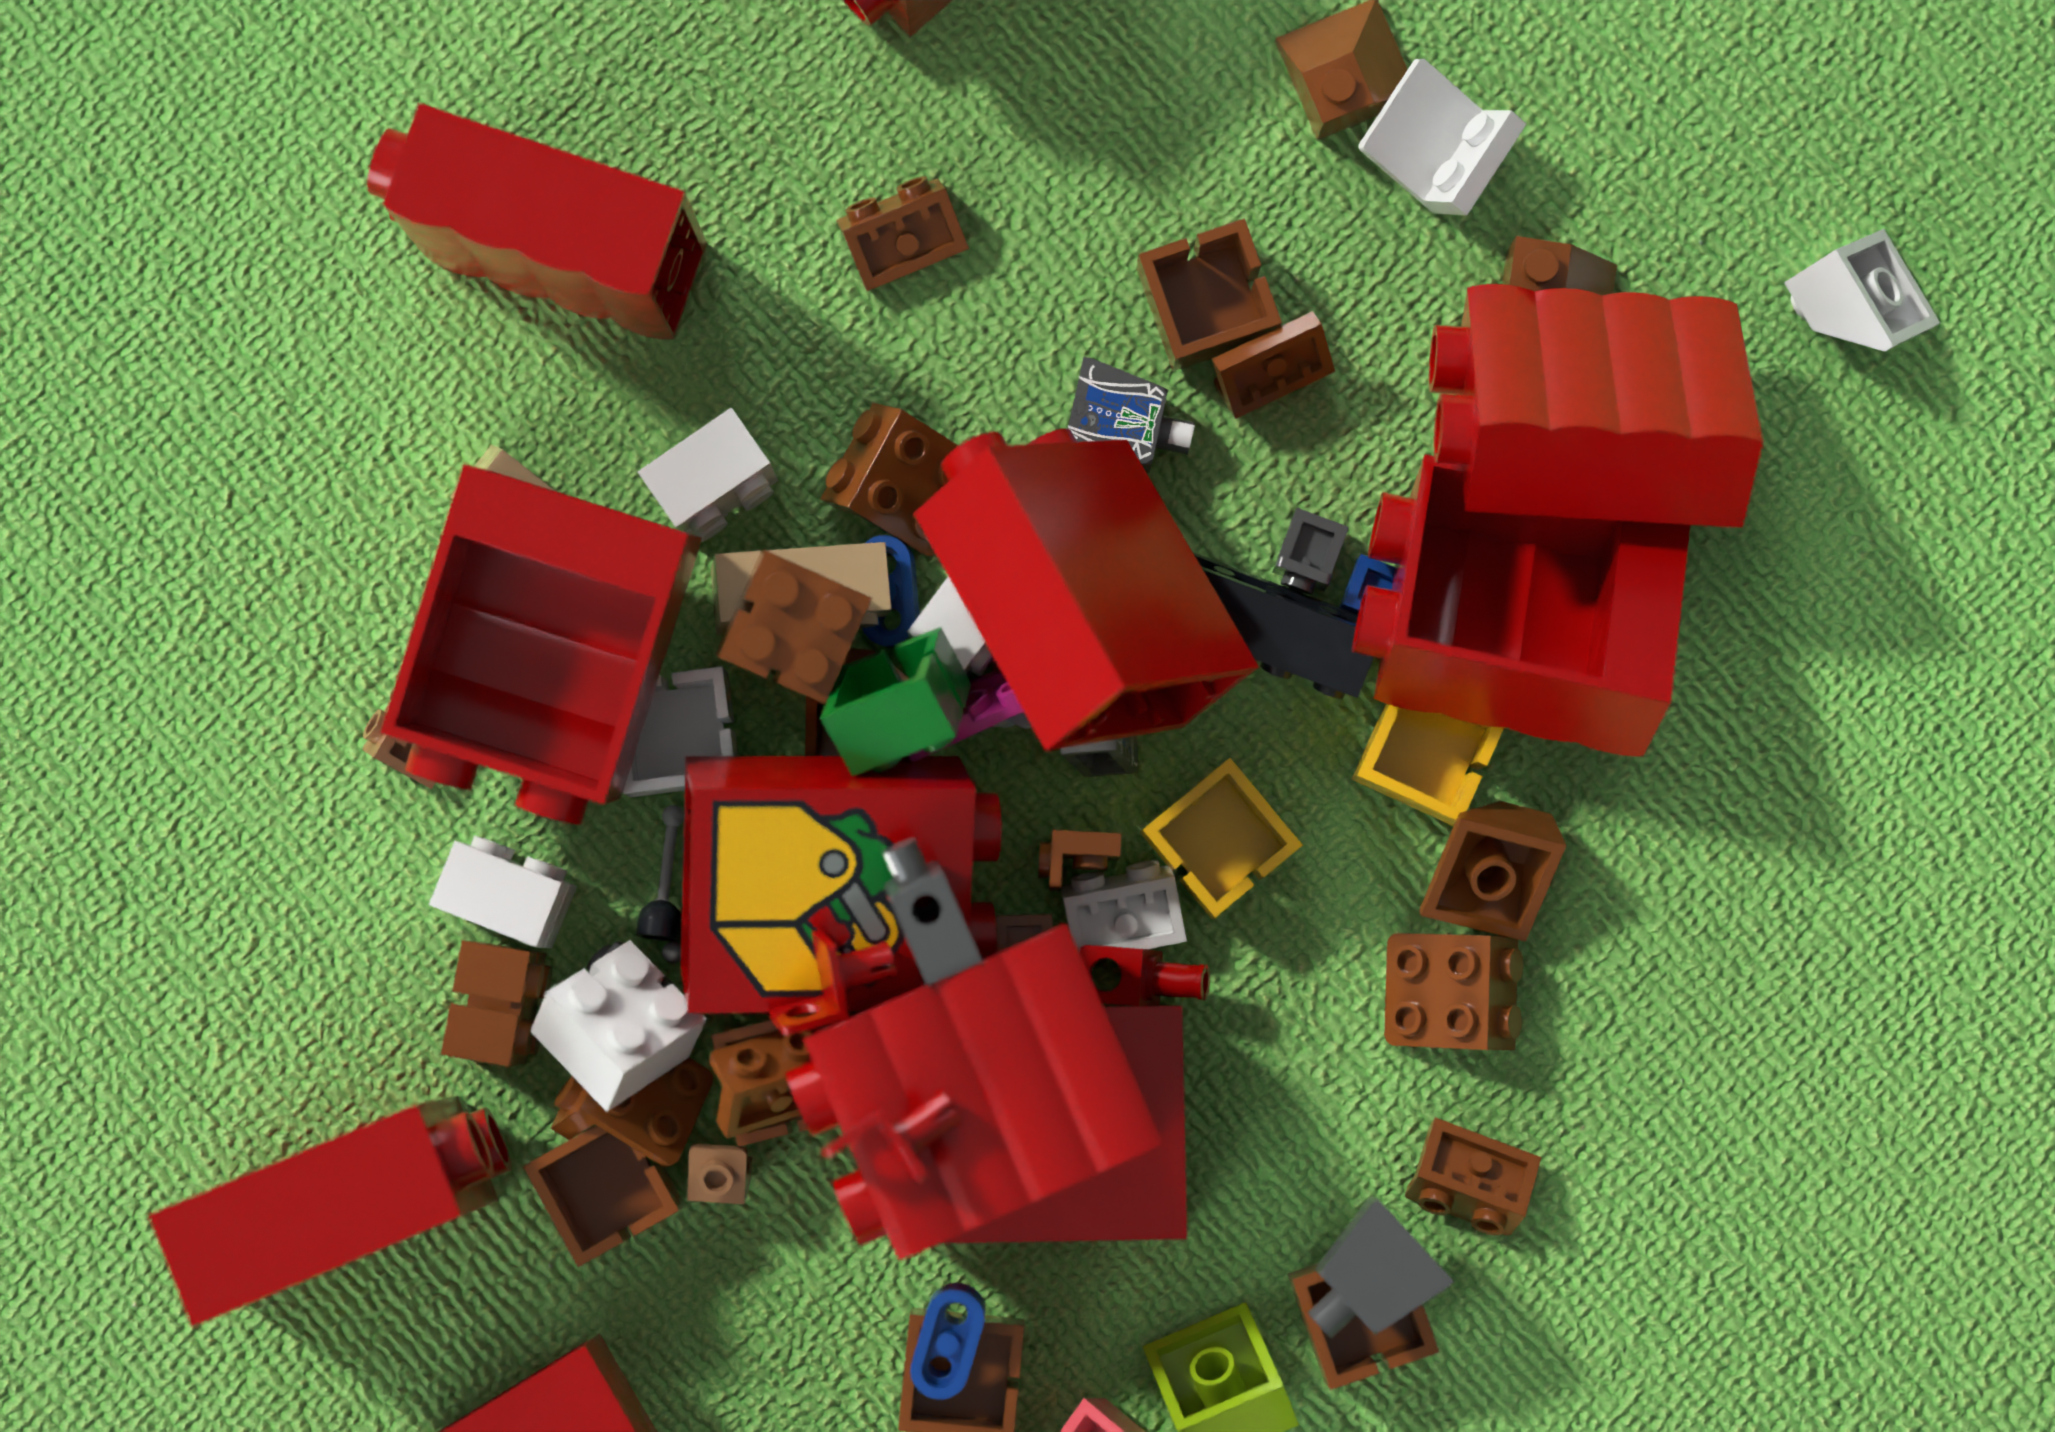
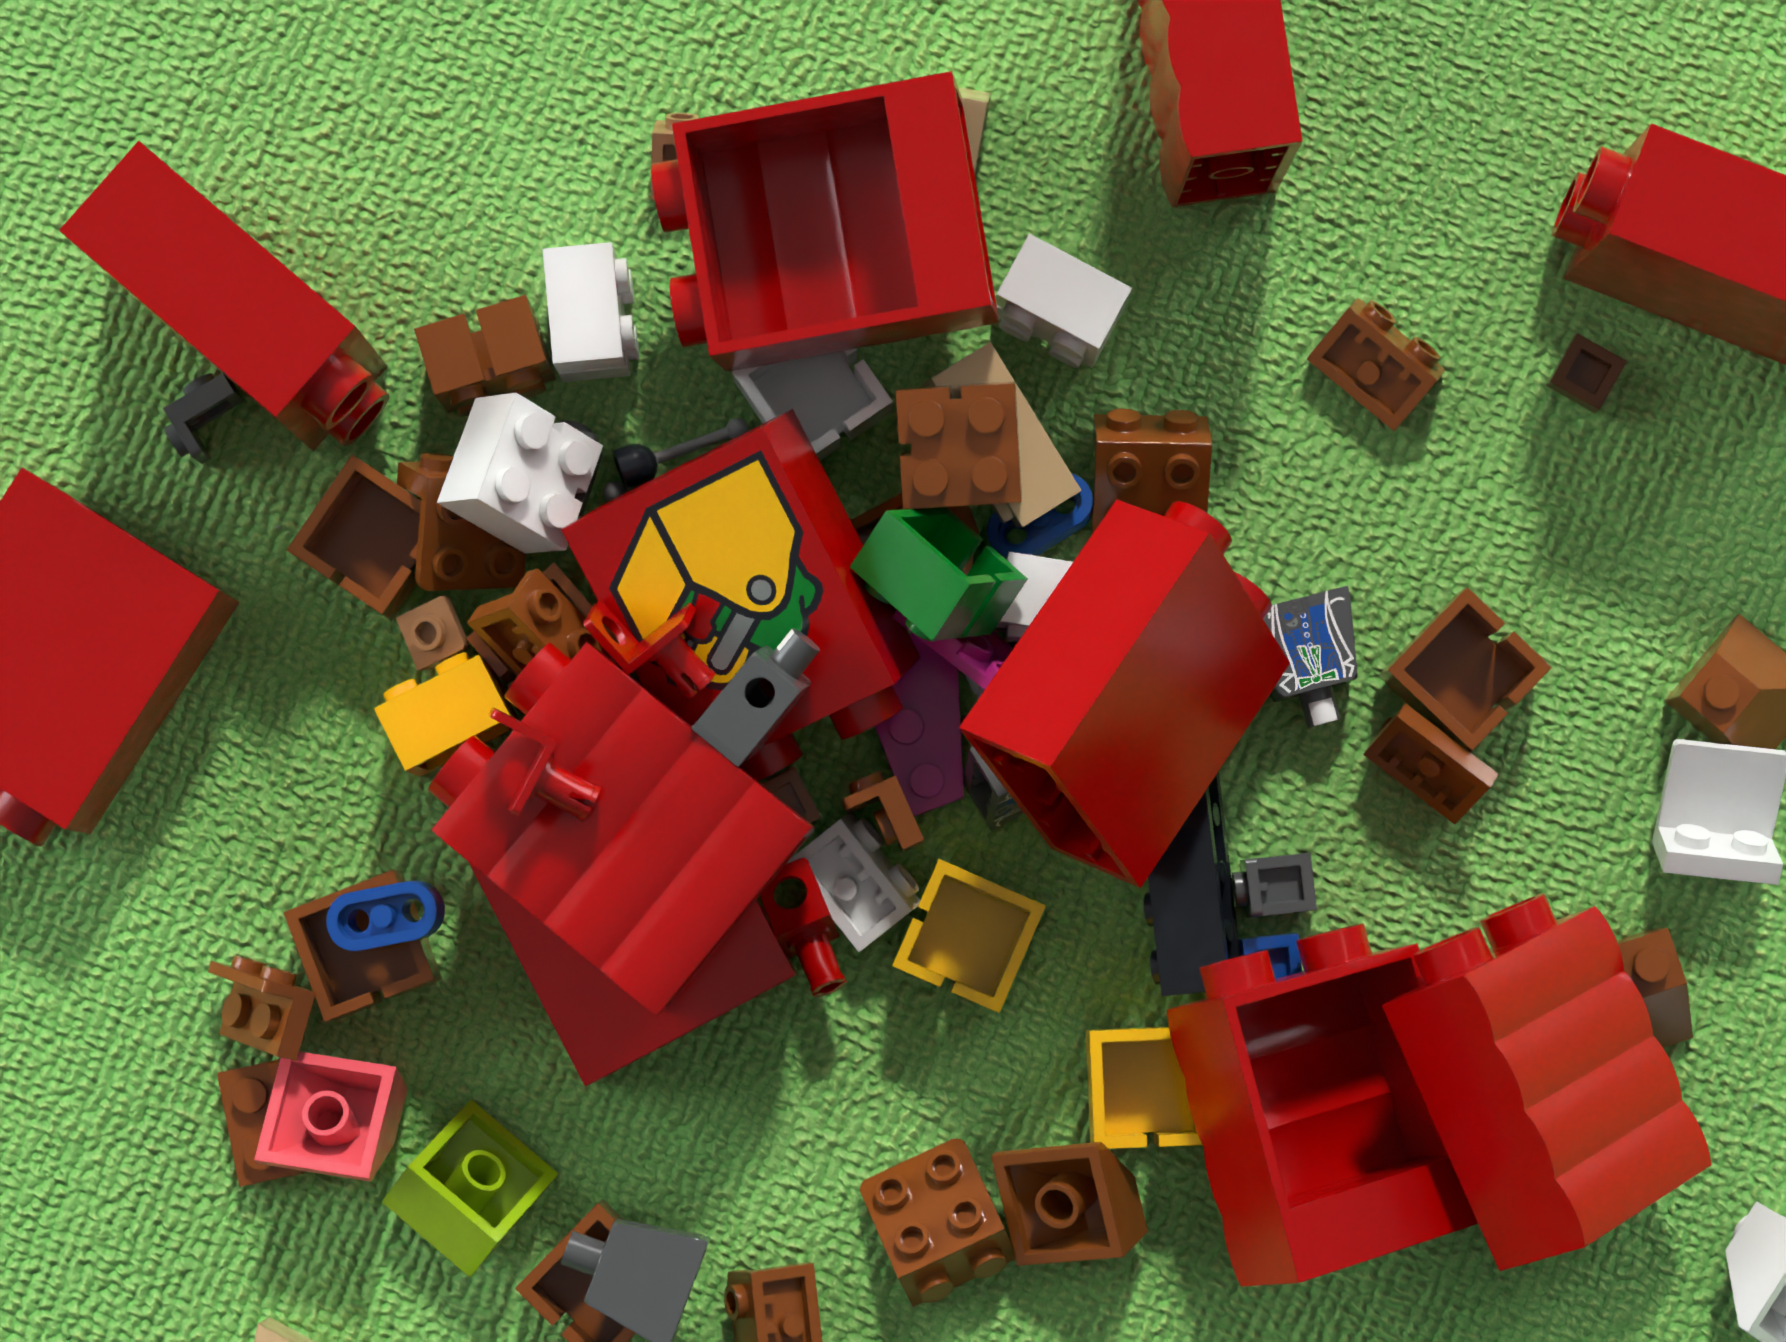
camera: 60 degrees right, 0 degrees up
(406, 1278) = (203, 402): none -> dark grey bracket
(795, 1202) = (437, 716): none -> yellow piece
(1003, 59) = (1586, 373): none -> reddish brown plate
(1031, 789) = (925, 735): none -> dark pink wing

